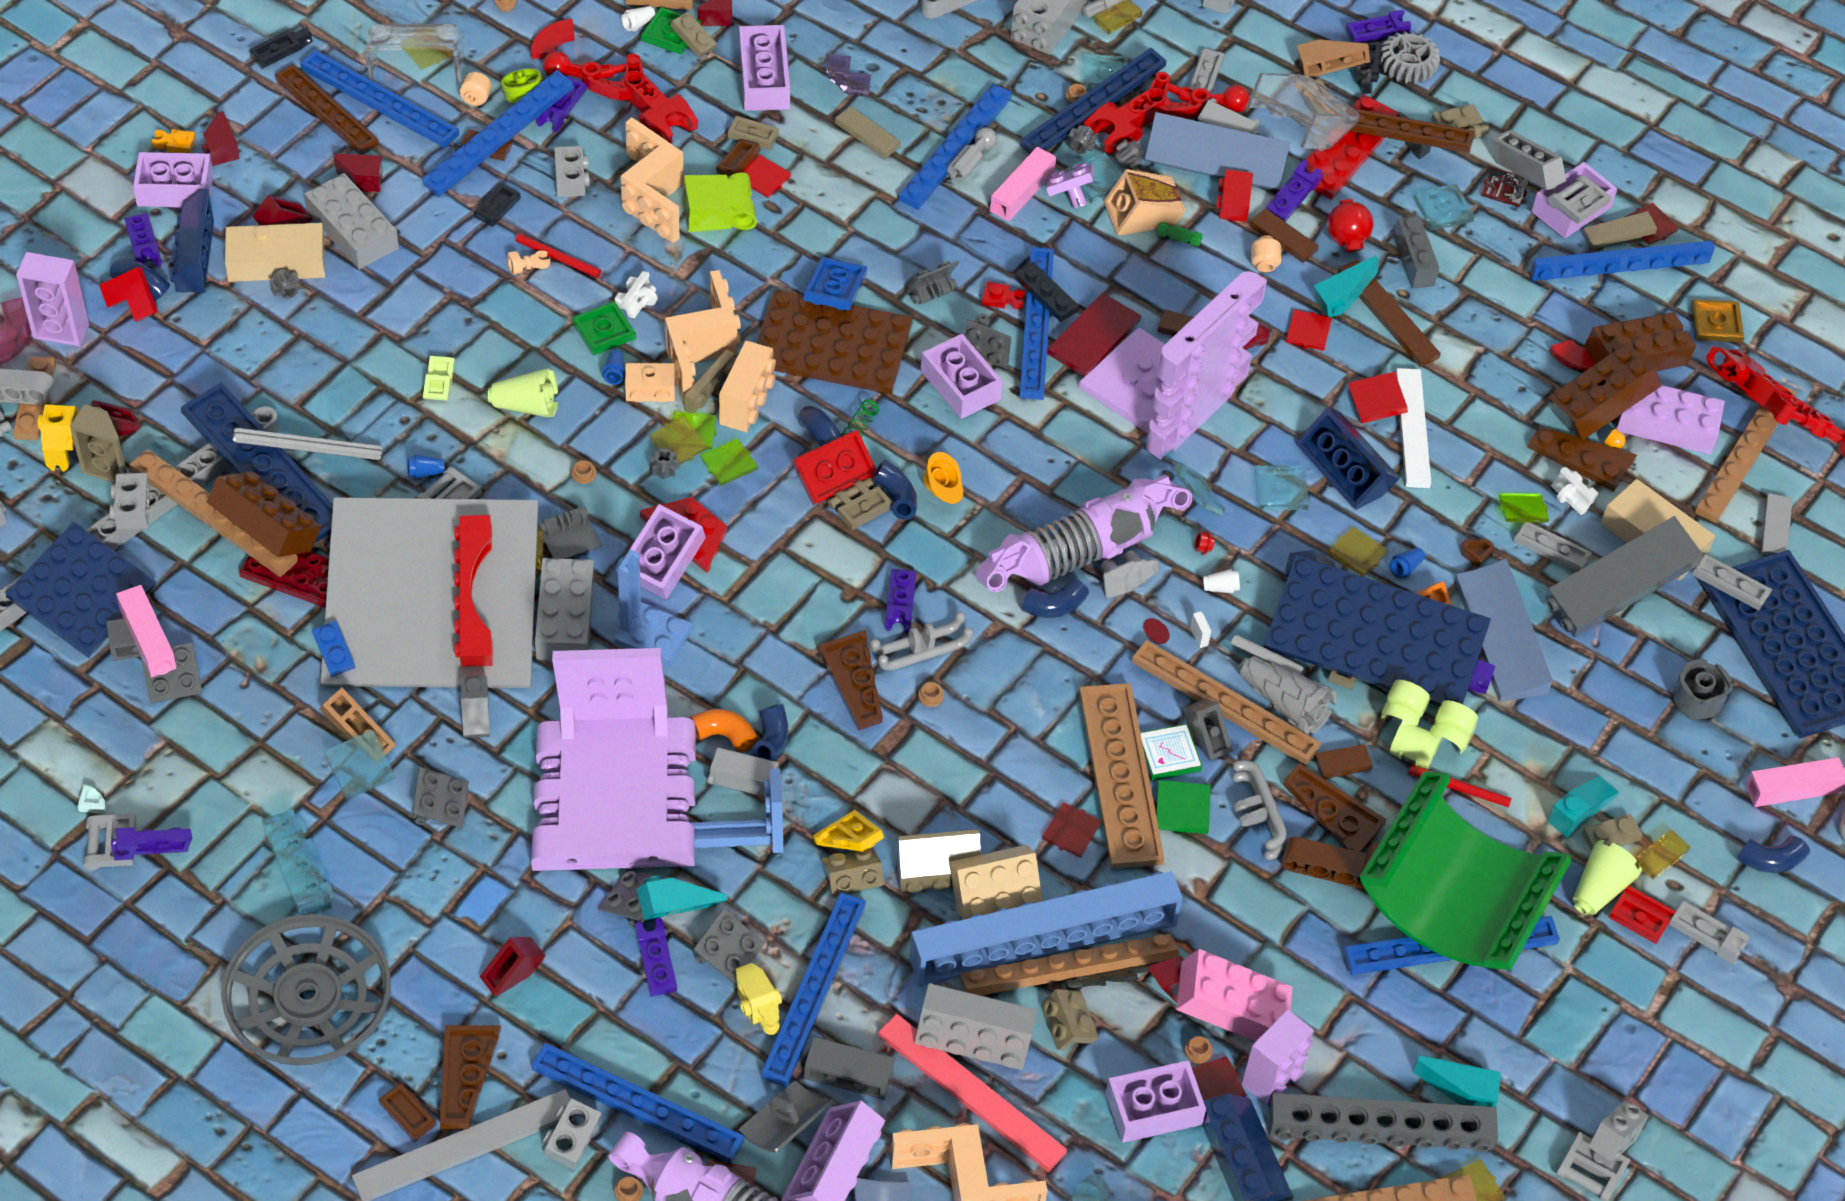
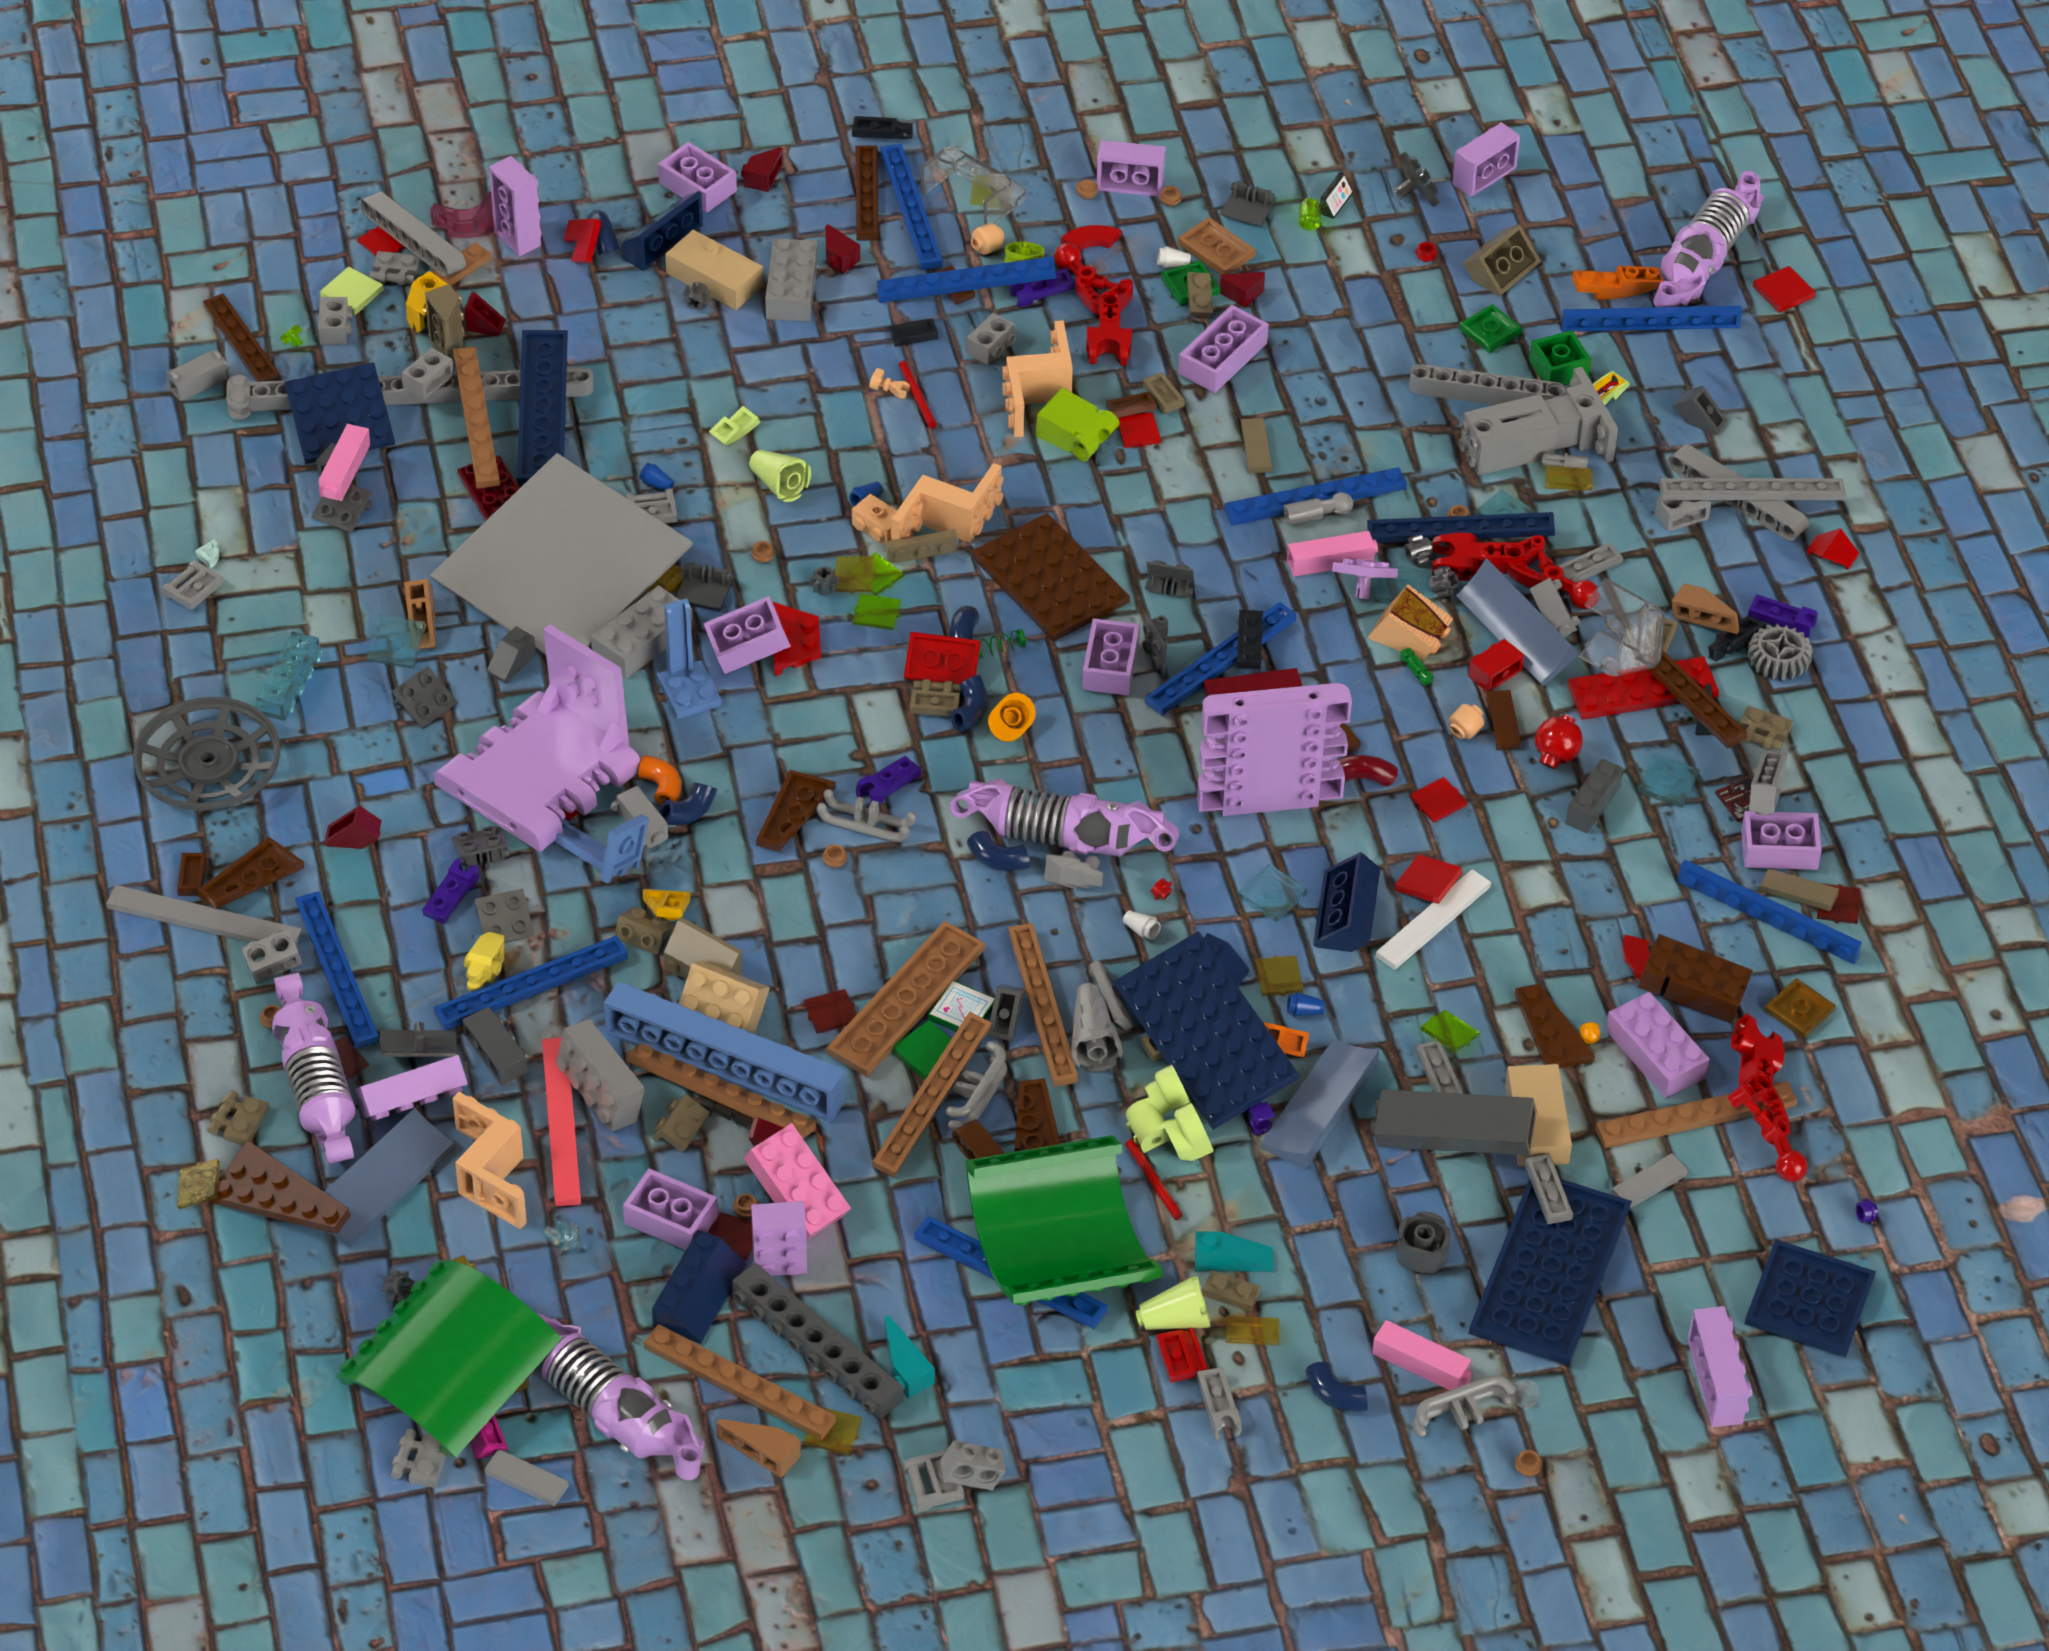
camera: 45 degrees right, 5 degrees down
(142, 239) = (635, 208): dark purple plate -> none
(148, 841) = (196, 591): dark purple plate -> none
(176, 142) = (735, 155): light orange plate -> none
(264, 513) = (501, 435): reddish brown brick -> none
(280, 212) = (748, 244): dark red slope -> none
(307, 443) = (586, 410): light grey axle -> none
(333, 648) = (458, 555): blue plate -> none
(475, 637) = (614, 542): red arch -> none
(603, 328) = (892, 464): green tile -> none
(639, 294) = (940, 454): white hips -> none
(672, 896) = (494, 856): teal slope -> none
(746, 386) = (938, 563): light nougat brick -> none
(835, 283) = (1093, 534): blue plate -> none
(850, 83) = (1286, 391): clear purple tile -> none
(999, 295) = (1217, 622): red plate -> none
(1156, 631) = (1055, 926): dark red sticker -> none
(1199, 489) = (1195, 847): clear light blue tile -> none
(1200, 629) = (1083, 943): white tile -> none
(1235, 842) = (931, 1094): none -> medium nougat plate
(1294, 191) = (1548, 690): dark purple plate -> none
(1342, 290) = (1498, 784): teal slope -> none
(1343, 761) = (1084, 1103): reddish brown tile -> none
(1397, 321) = (1519, 827): reddish brown tile -> none
(1477, 551) = (1374, 1036): reddish brown tile -> none
(1571, 489) = (1501, 1044): white hips -> none
(1584, 203) = (1770, 836): light grey plate -> none
(1605, 391) = (1609, 985): reddish brown brick -> none

